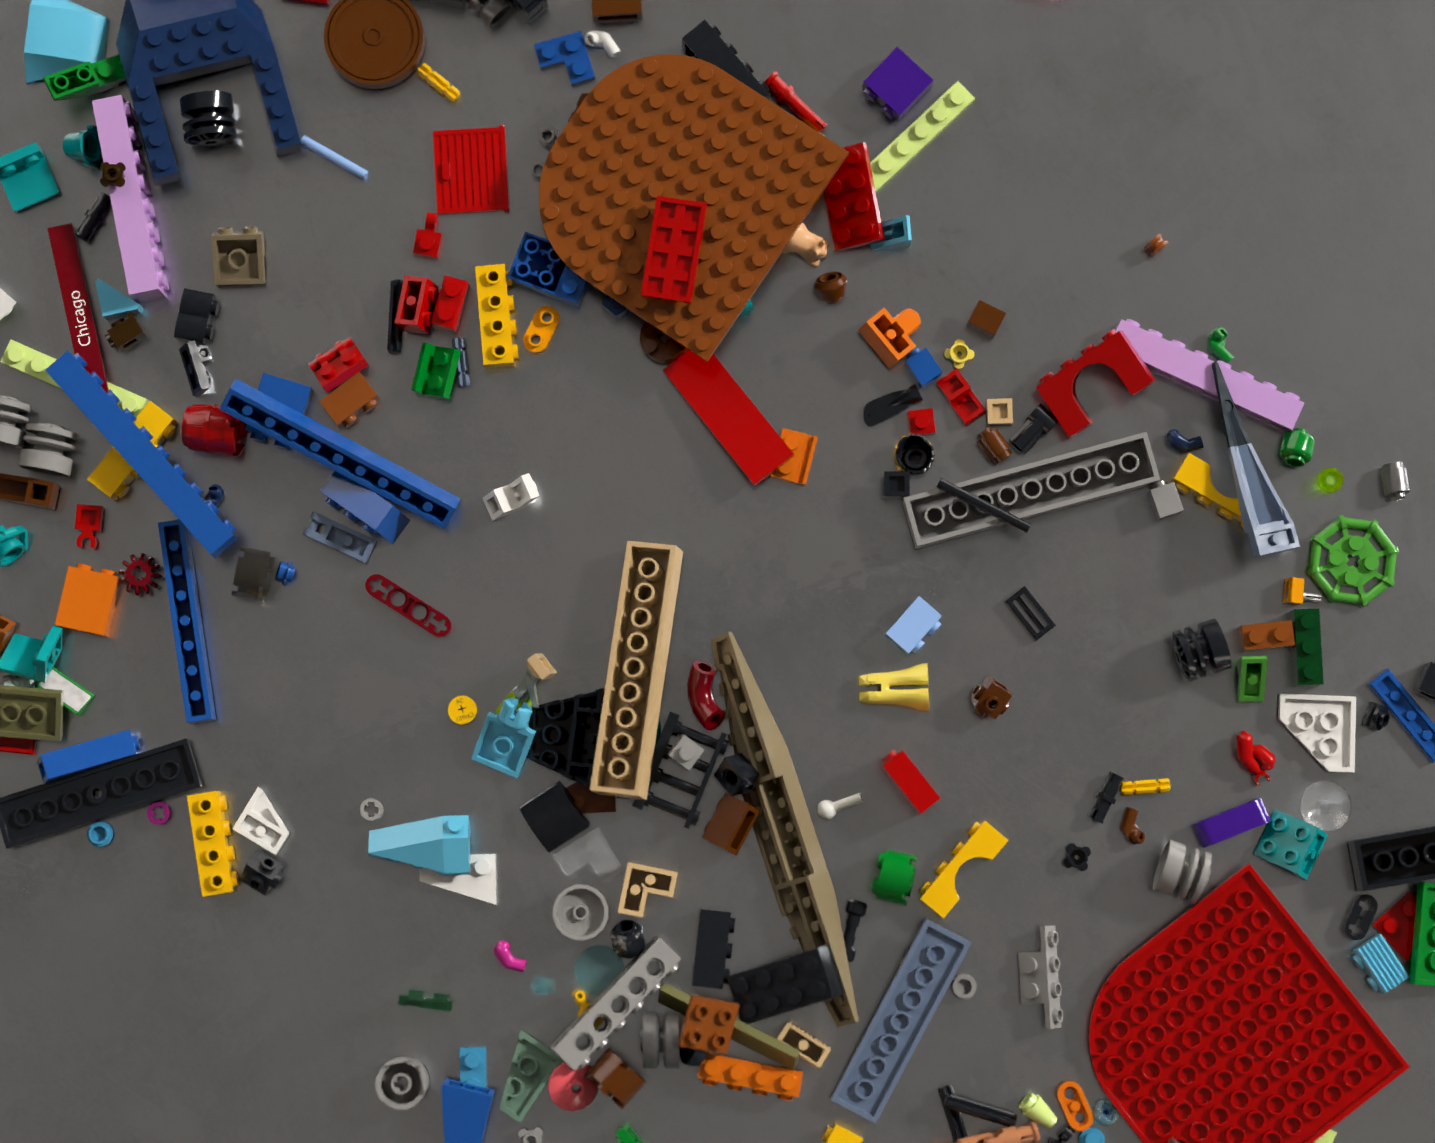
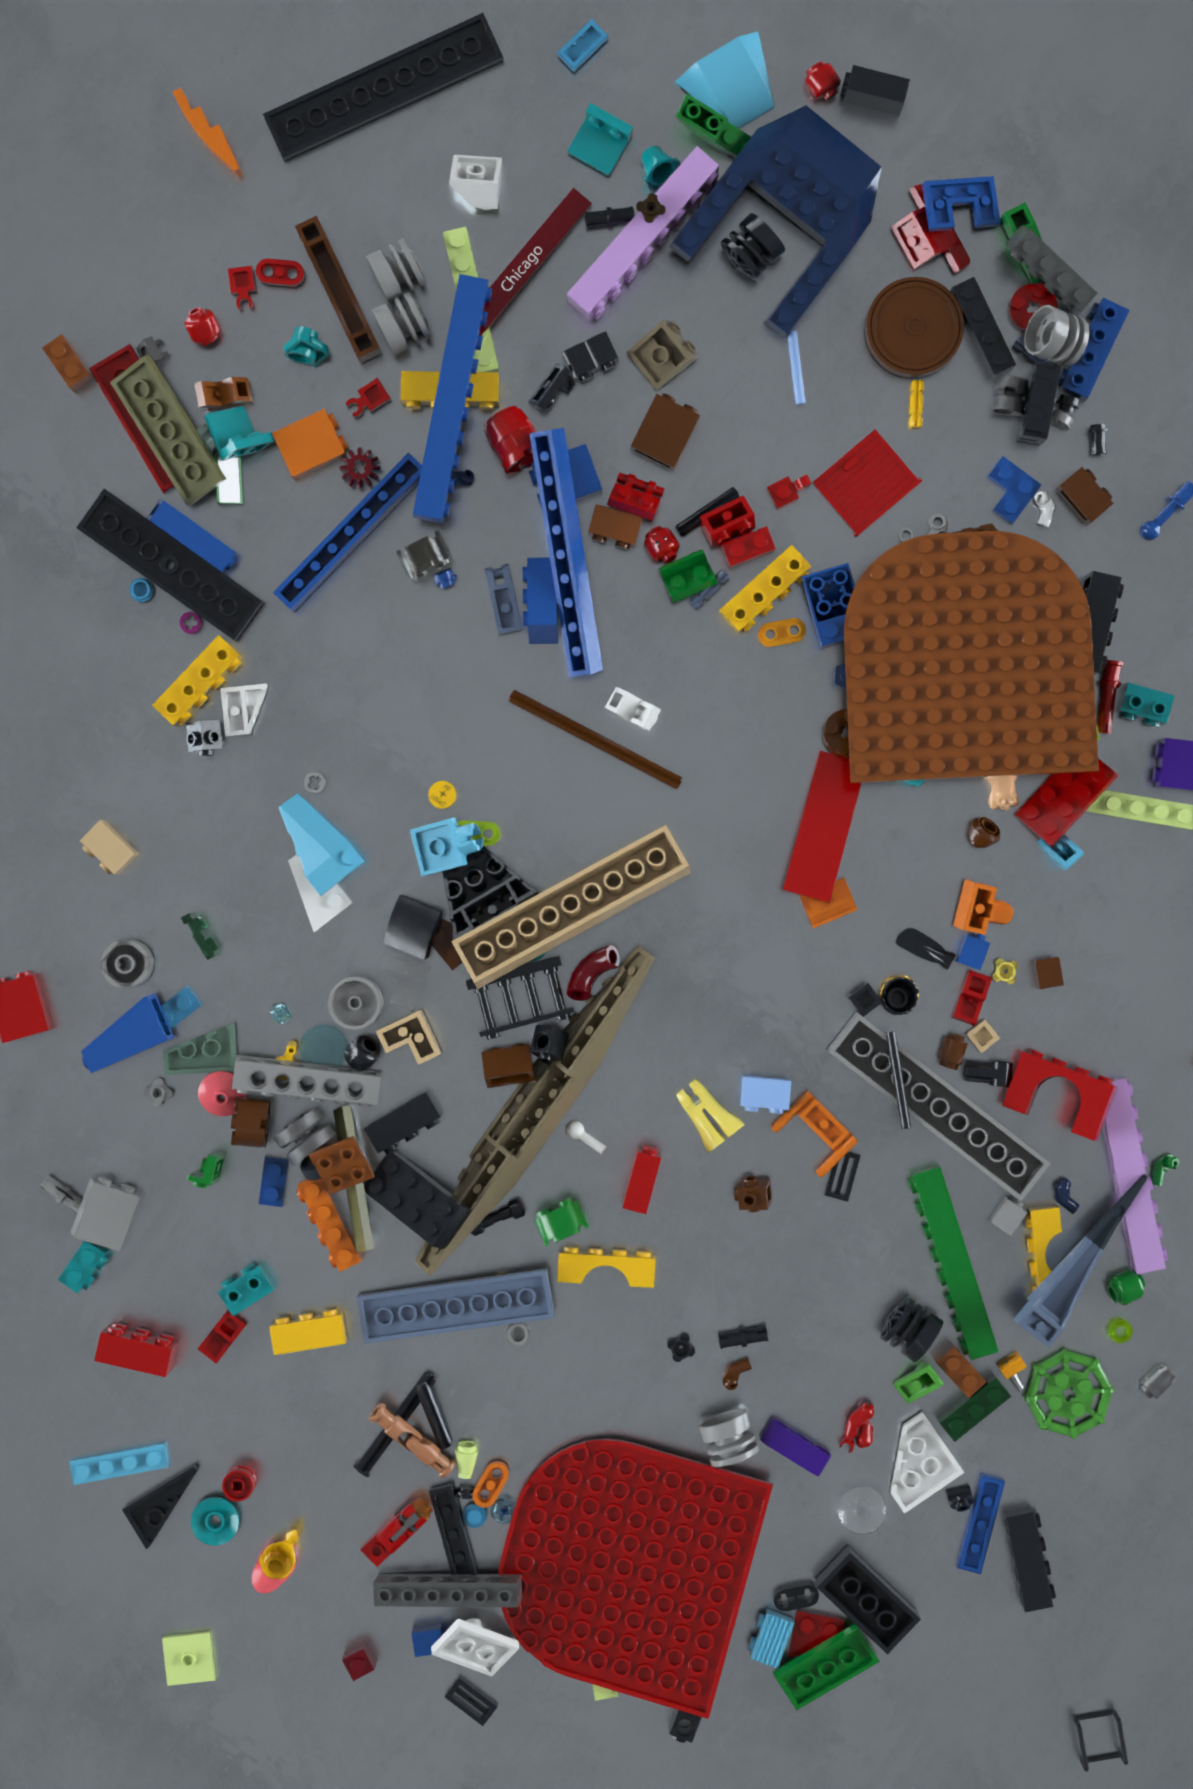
camera: 55 degrees right, 5 degrees up
(114, 303) = (553, 285): medium azure slope -> none
(125, 332) = (537, 311): dark brown brick -> none
(293, 1025) = (108, 848): none -> tan brick
(303, 301) = (665, 431): none -> reddish brown brick
(394, 373) = (661, 544): none -> red head
(408, 606) = (494, 692): dark red beam -> none
(505, 958) = (278, 971): dark pink arm -> none
(512, 548) = (595, 739): none -> reddish brown axle
(537, 669) = (516, 832): piece -> none
(674, 249) = (918, 692): red plate -> none
(680, 1098) = (274, 1181): none -> blue plate
(685, 752) = (536, 992): light grey brick -> none
(811, 1049) = (384, 1254): tan brick -> none
(824, 79) = (1145, 704): none -> teal brick
(921, 421) = (929, 981): red plate -> none
(977, 597) = (823, 1124): none -> orange plate
(1040, 977) = (568, 1387): light grey bracket -> none
(1145, 787) = (774, 1361): yellow axle -> none
(1172, 574) = (954, 1262): none -> green brick
(1291, 844) = (812, 1504): teal bracket -> none
(1408, 1101) = (683, 1734): none -> black brick

